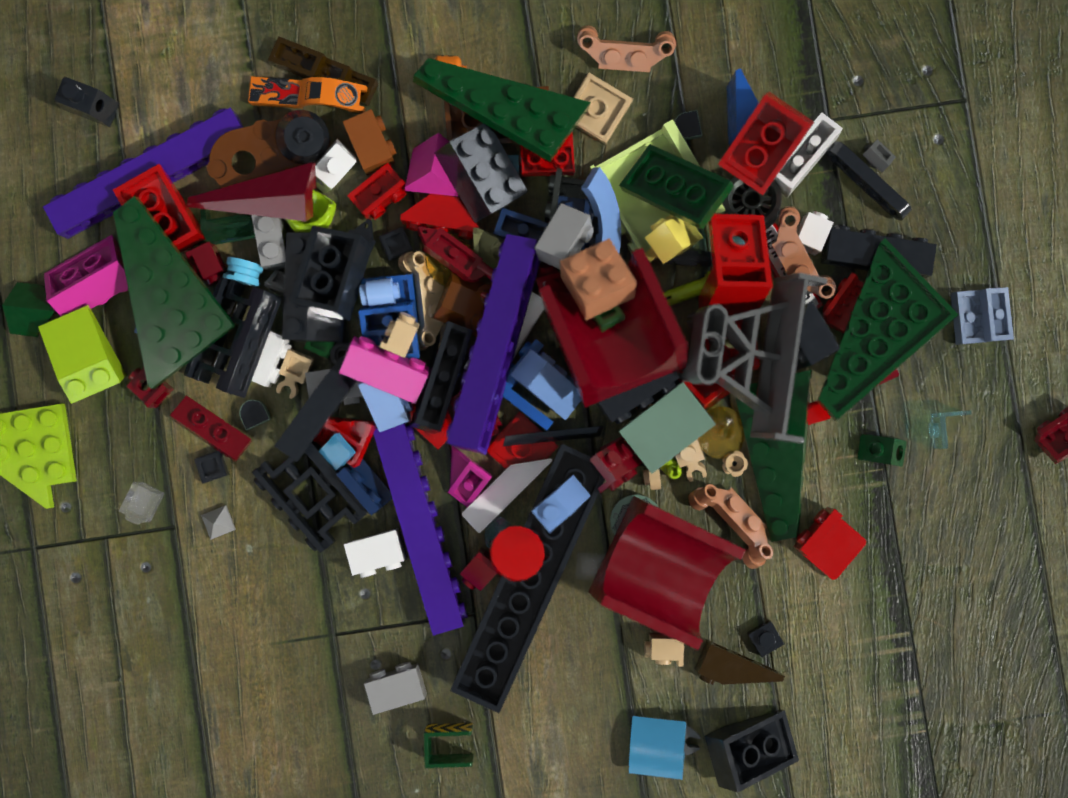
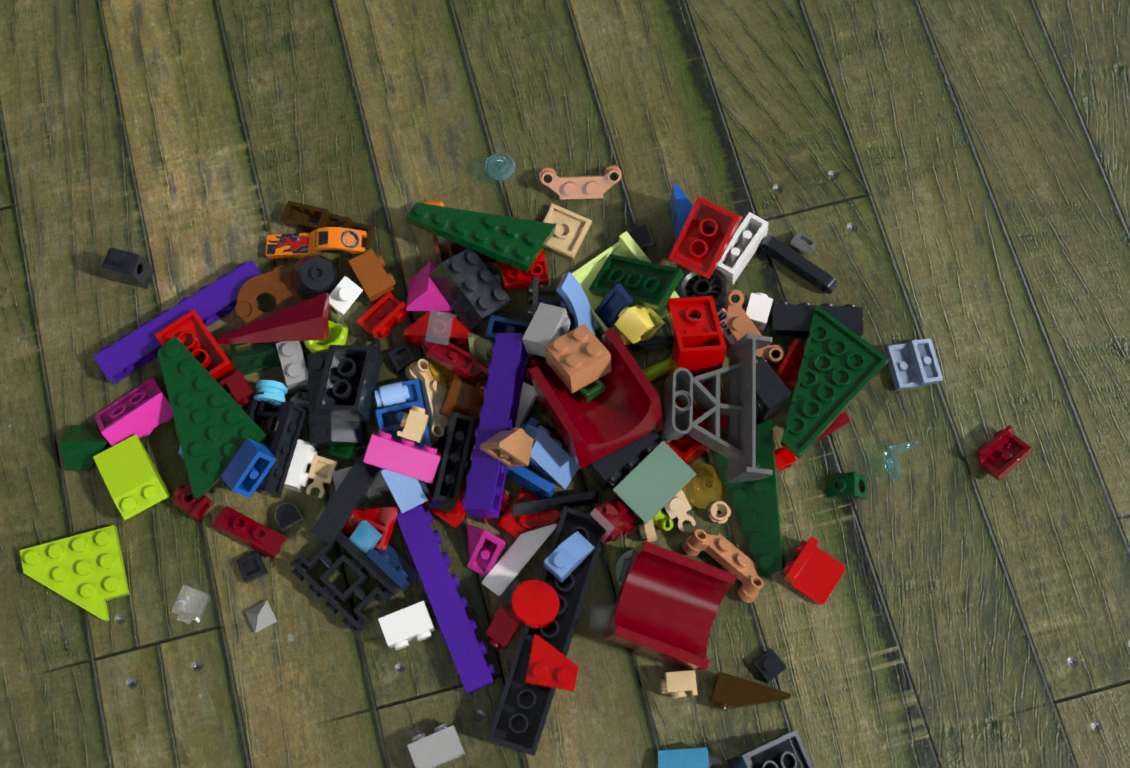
camera: 10 degrees left, 15 degrees down
(209, 363) = (248, 468): none -> blue brick
(441, 216) = (439, 327): none -> clear light blue bracket
(506, 378) = (510, 447): none -> medium nougat slope
(526, 623) = (550, 667): none -> red wing
(532, 19) = (499, 166): none -> clear light blue cone
(646, 212) = (612, 305): none -> dark blue tile

